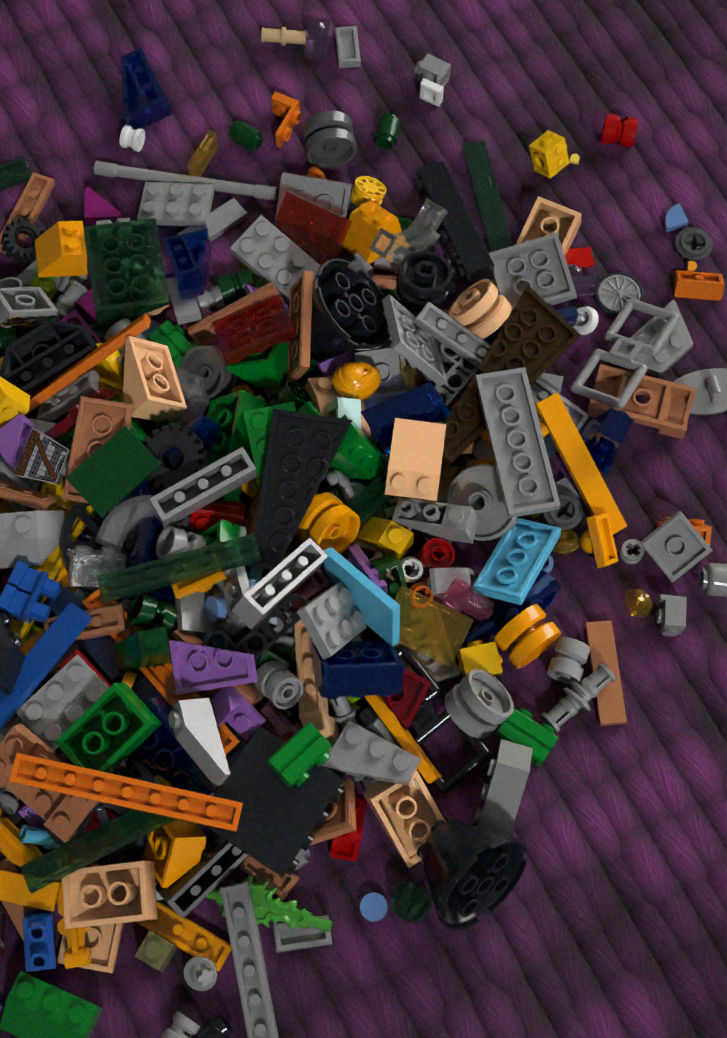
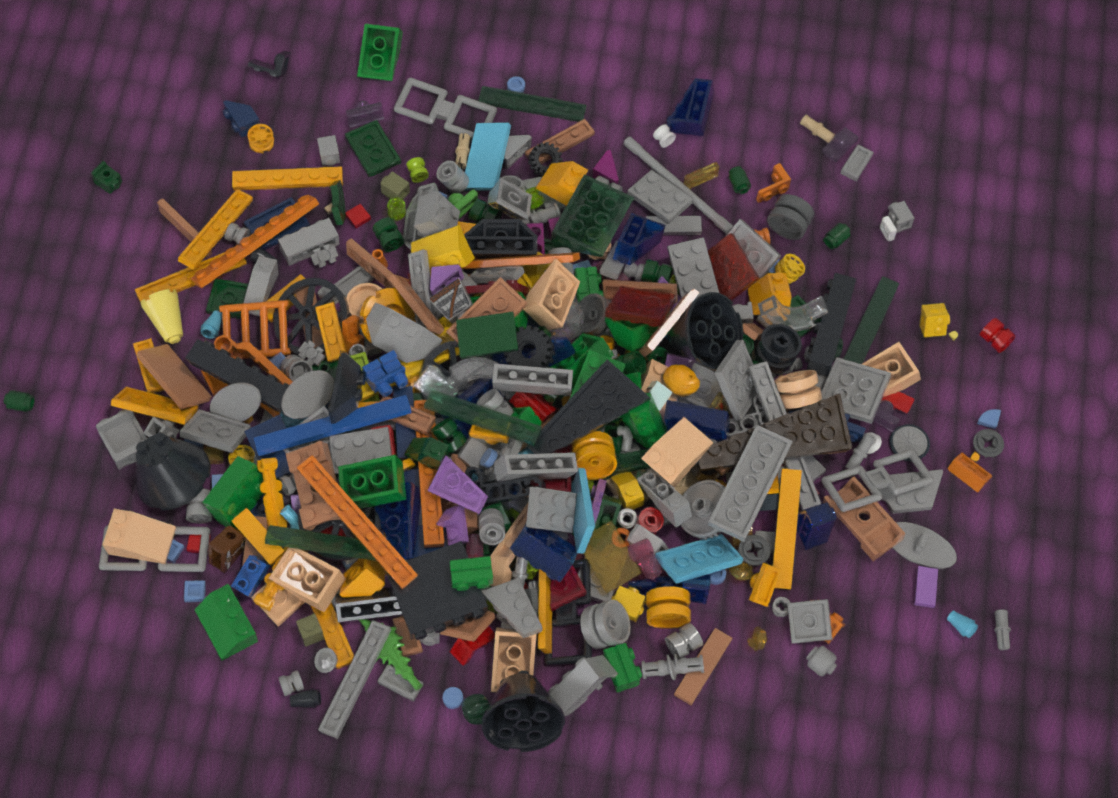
camera: 35 degrees right, 5 degrees down
(199, 736) = (421, 521): slope -> none
(585, 341) = (860, 452): none -> light grey pin
(671, 614) = (773, 660): light grey brick -> none

